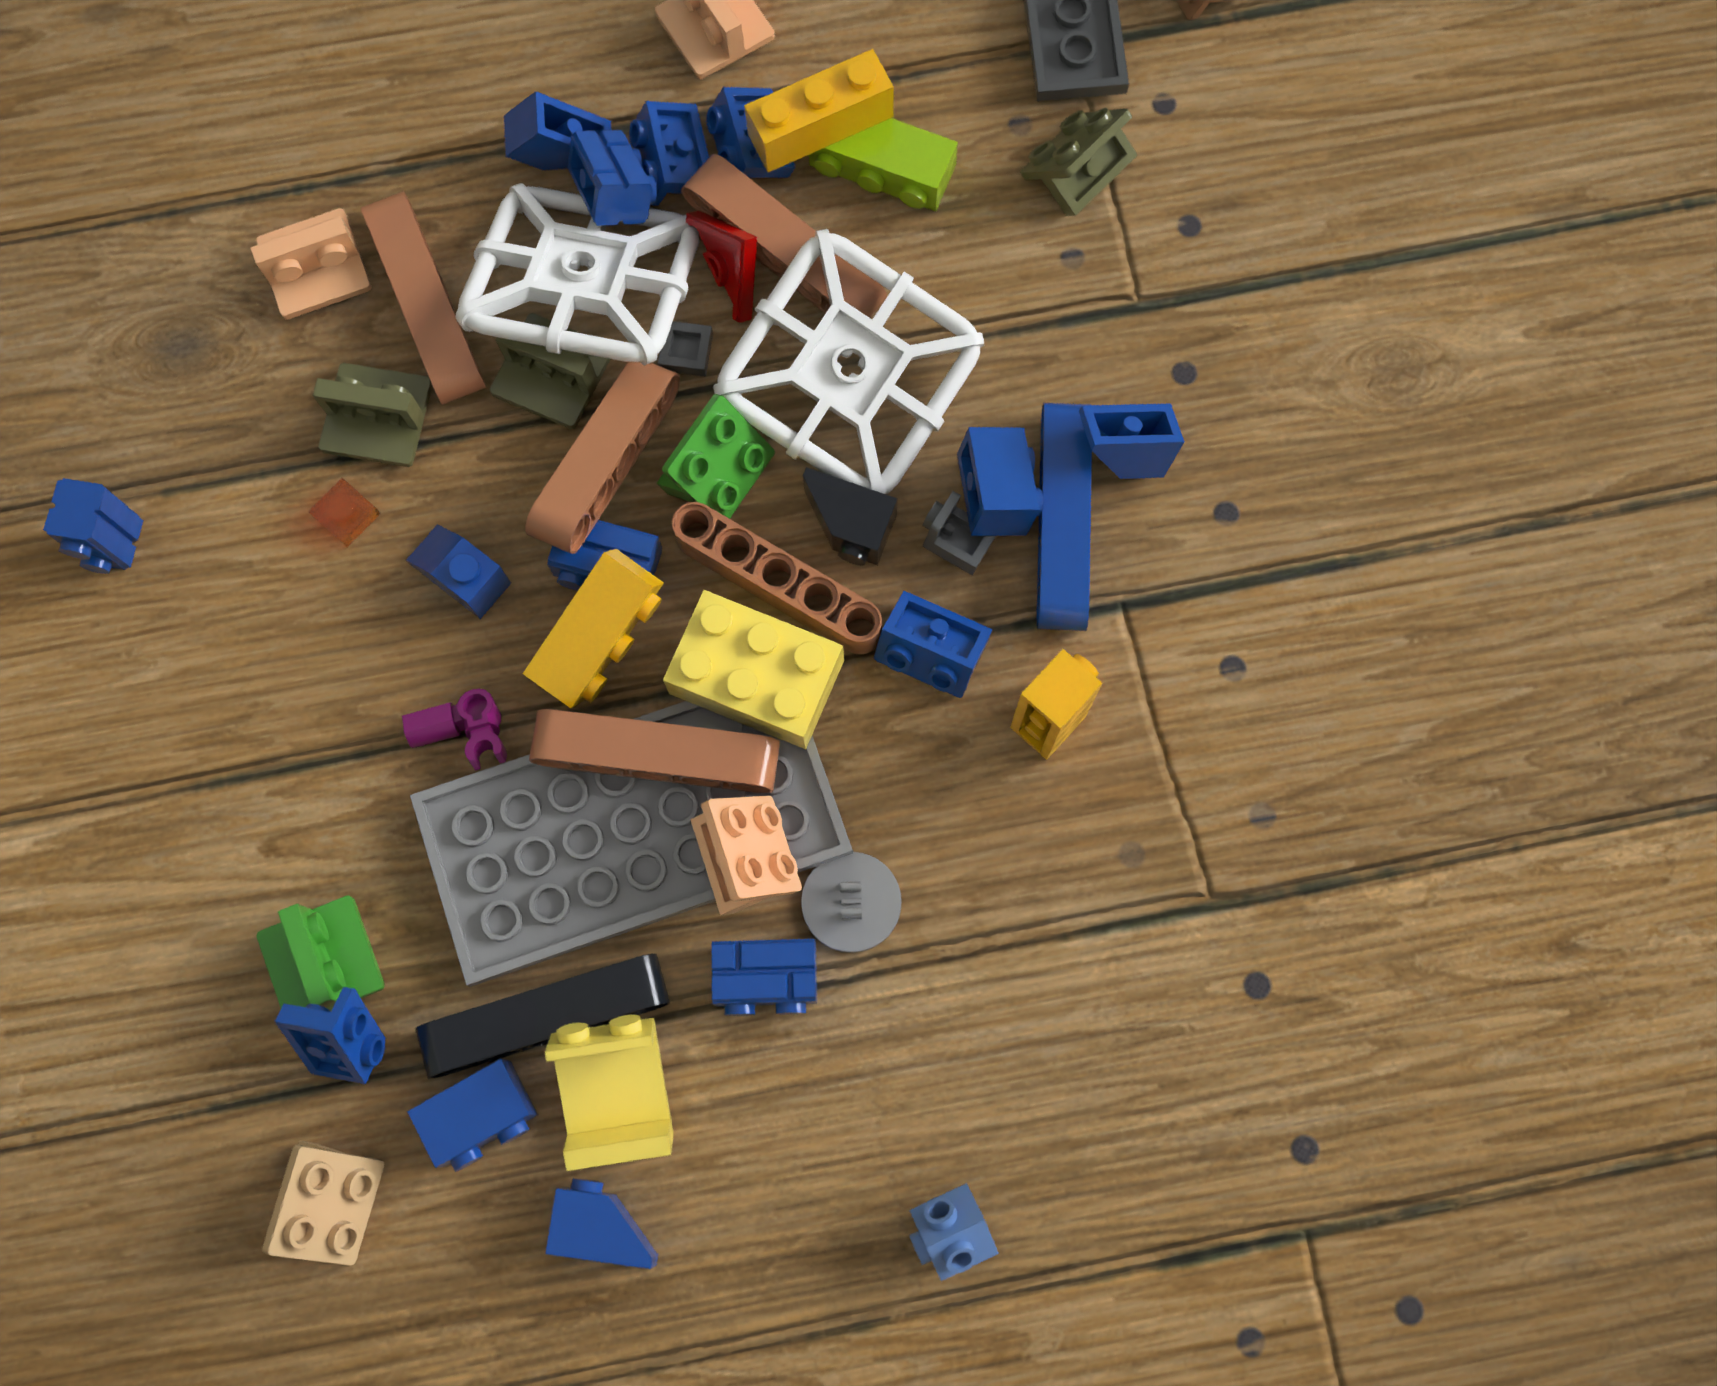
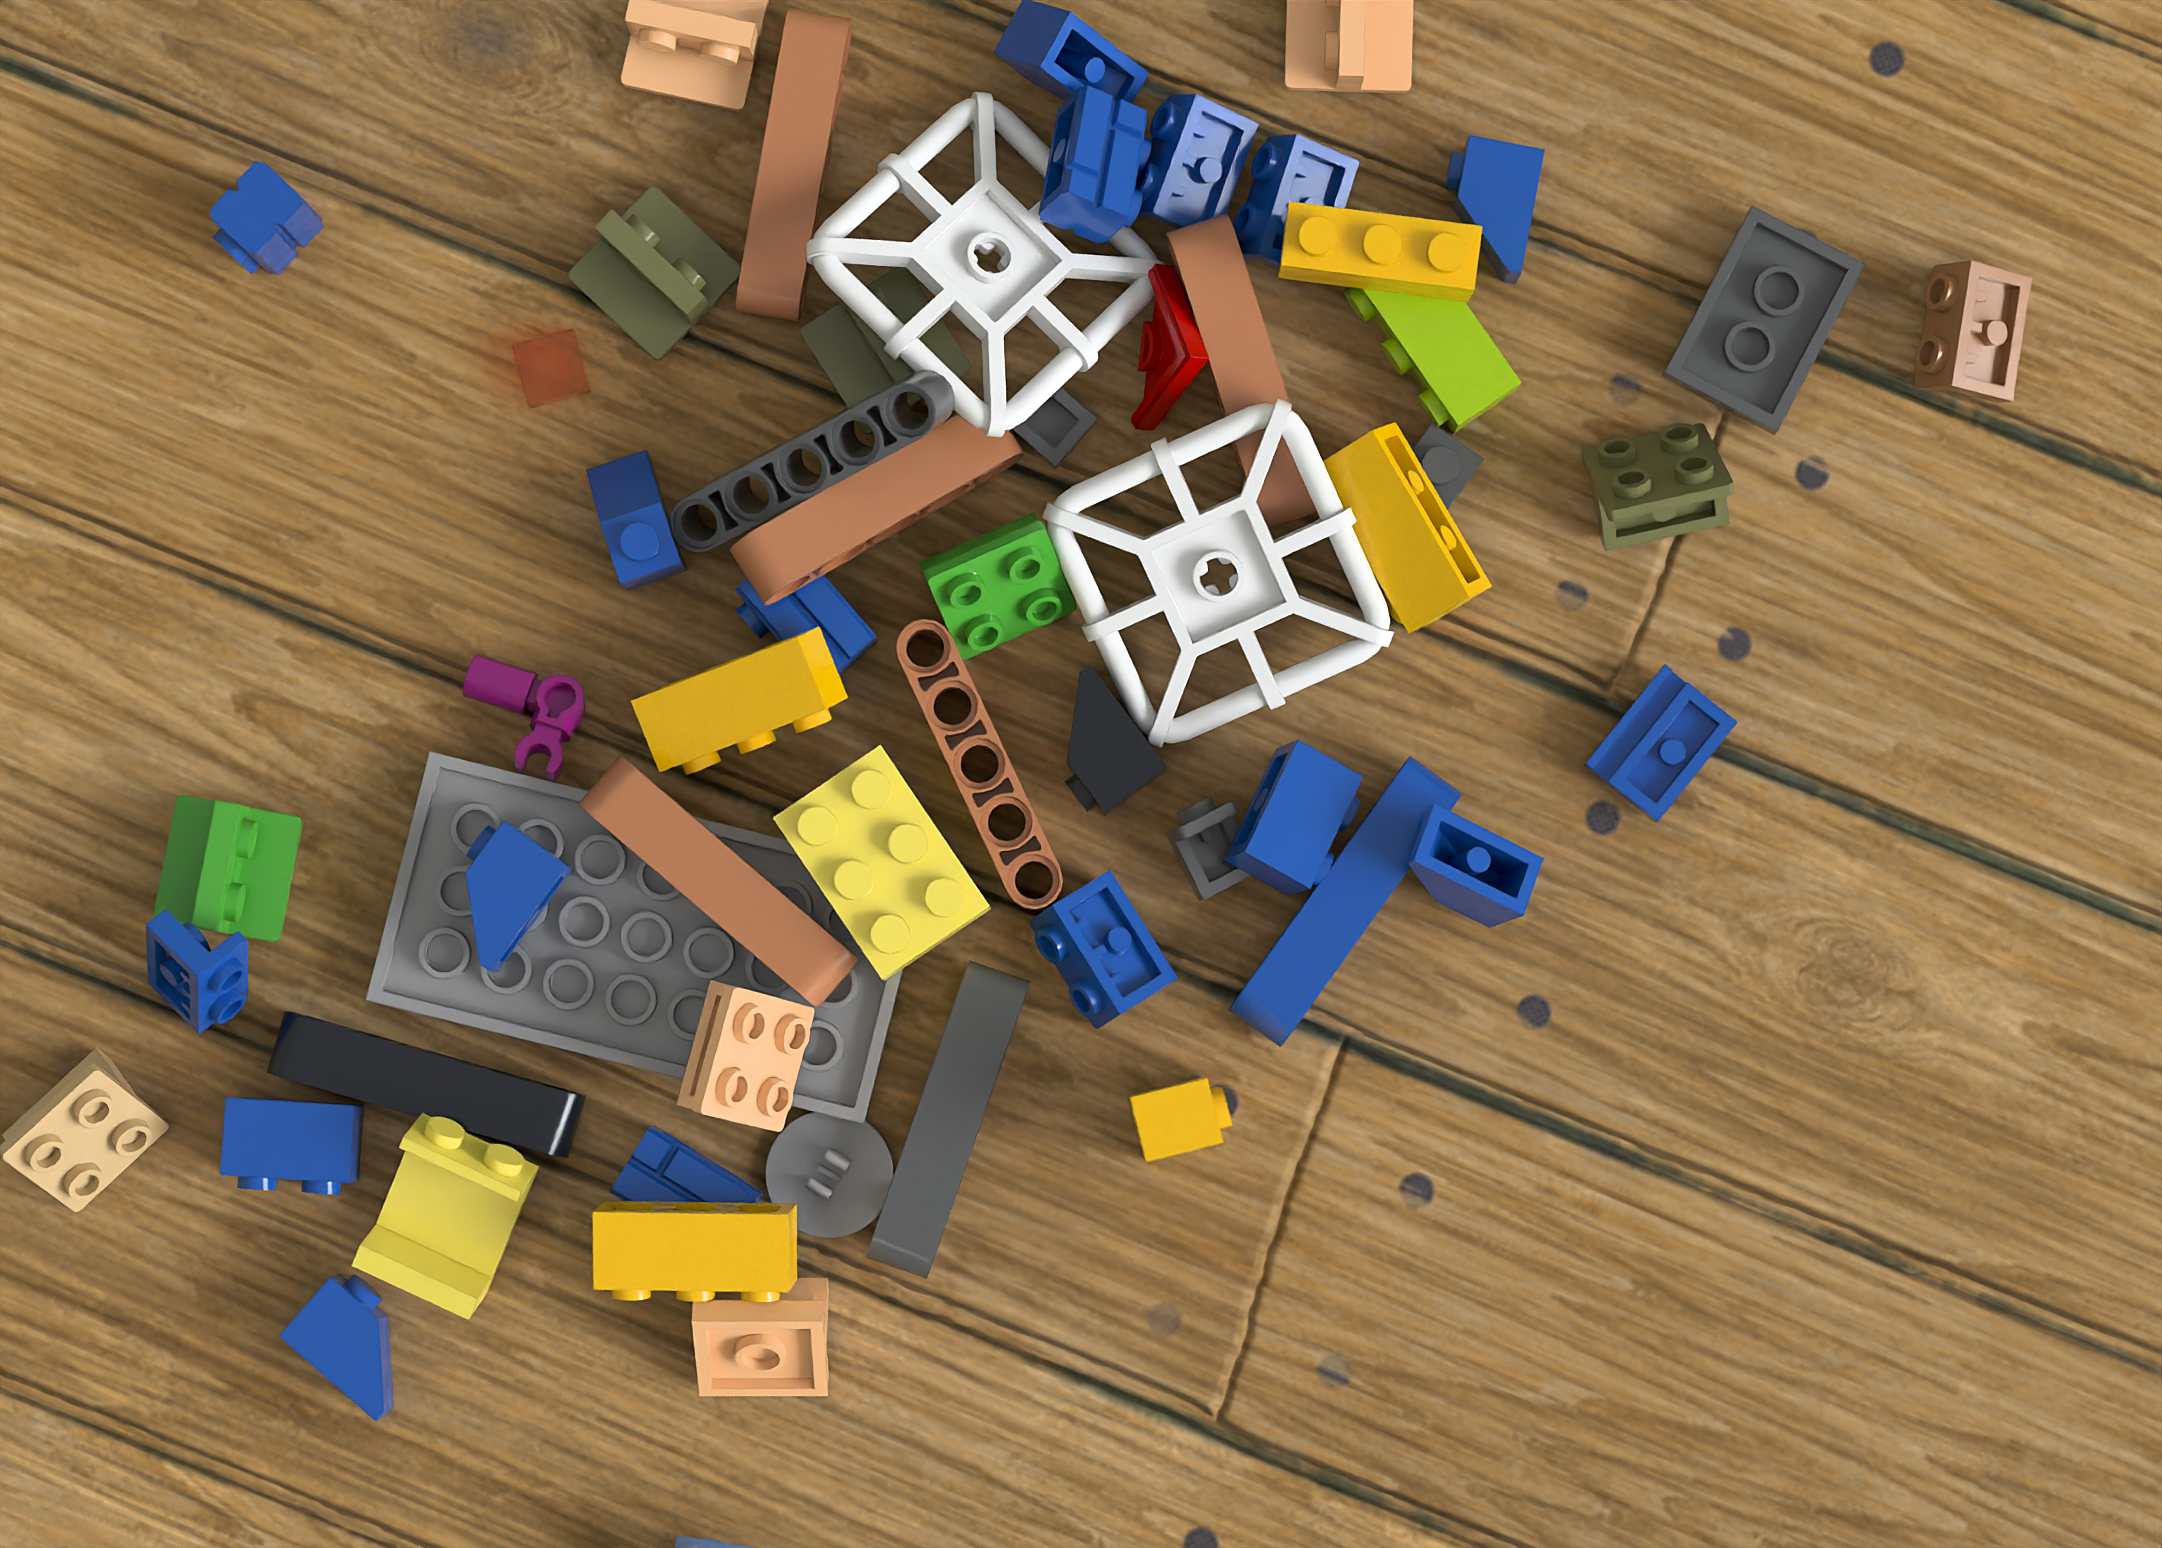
camera: 30 degrees right, 10 degrees up
(517, 843) = (508, 889): none -> blue slope
(547, 423) = (834, 445): none -> dark grey beam
(794, 1000) = (695, 1249): none -> yellow brick
(869, 32) = (1497, 191): none -> blue slope
(879, 1036) = (763, 1345): none -> light nougat bracket
(906, 815) = (947, 1119): none -> dark grey beam
(941, 232) = (1446, 462): none -> dark grey plate
(949, 272) = (1404, 529): none -> yellow brick
(1189, 303) = (1660, 743): none -> blue plate

